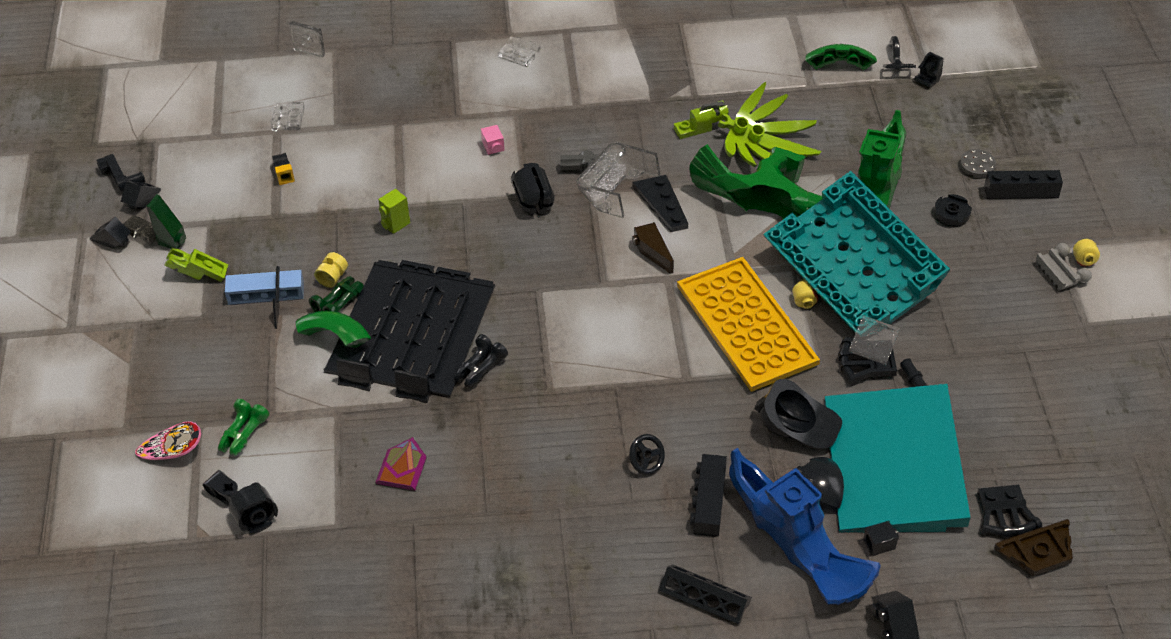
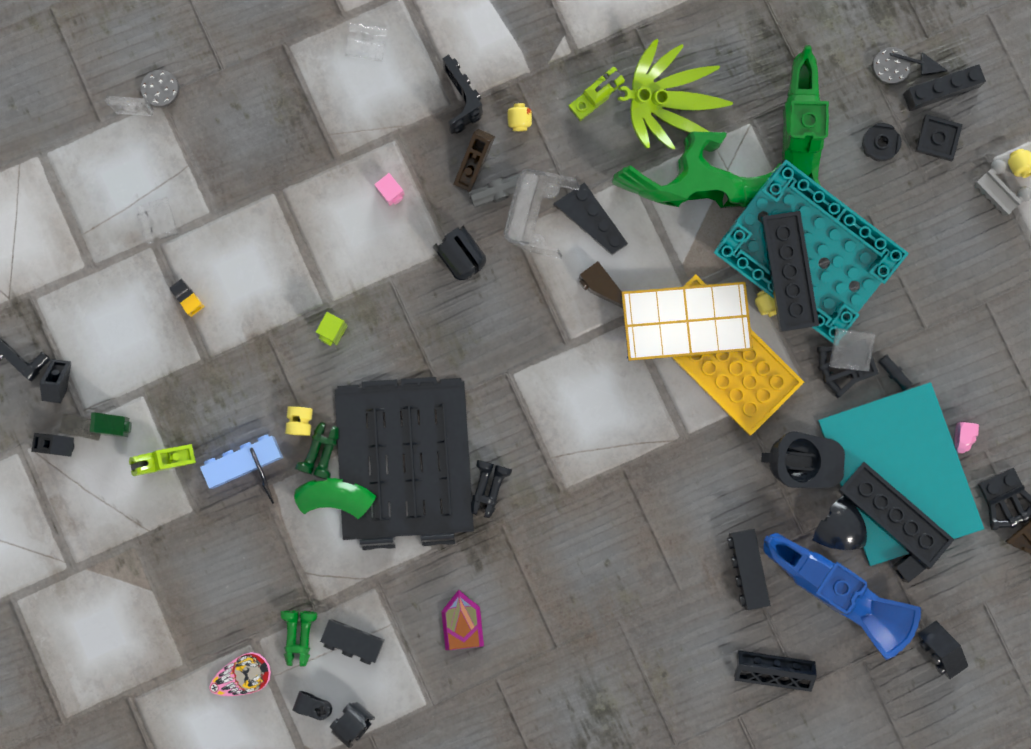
camera: 25 degrees left, 35 degrees up
(290, 446) = (352, 641): none -> black brick
(338, 41) = (160, 88): none -> flat silver tile
(576, 136) = (474, 159): none -> dark brown slope
(582, 103) = (473, 107): none -> black bracket
(626, 120) = (519, 117): none -> light yellow head
(642, 454) = (678, 545): black piece -> none
(720, 284) = (686, 321): none -> white piece
(830, 259) = (789, 271): none -> black plate
(879, 482) = (896, 515): none -> black plate
(974, 443) = (965, 436): none -> bright pink rock
(1008, 218) = (938, 137): none -> black plate
(1010, 167) = (928, 65): none -> black piece

